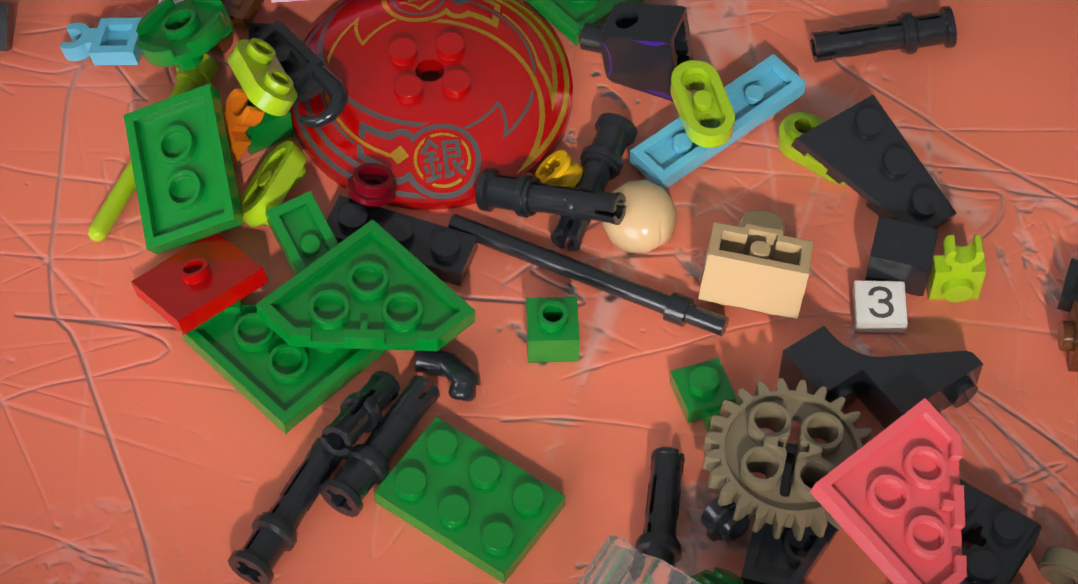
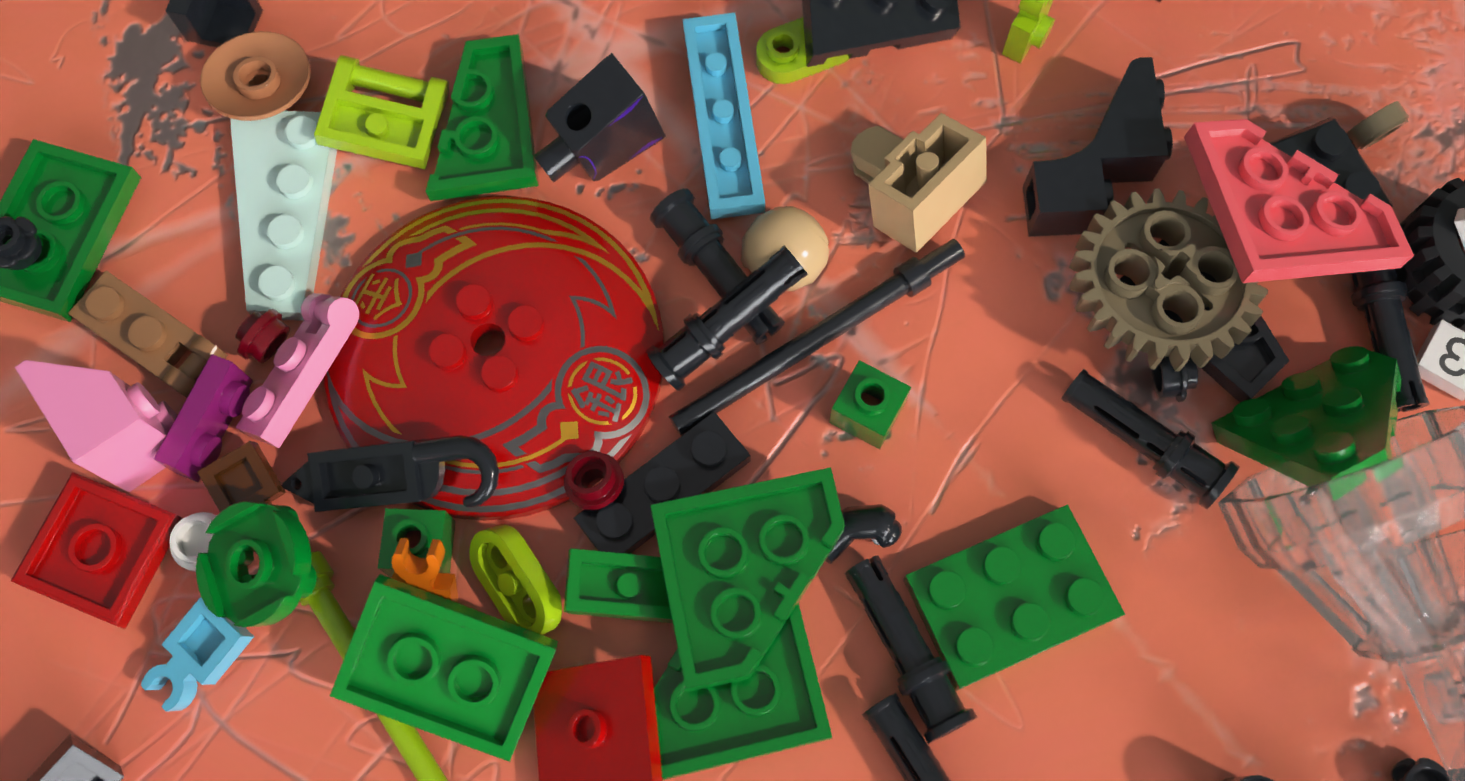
camera: 55 degrees left, 15 degrees up
(262, 76) = (390, 516): lime plate -> none
(360, 413) = (868, 651): black pin -> none
(559, 170) = (678, 298): yellow bush -> none
(702, 390) = (1019, 311): green plate -> none
(705, 107) = (713, 110): lime plate -> none
(879, 306) = (1011, 106): white tile -> none
(902, 254) = (978, 53): black panel -> none

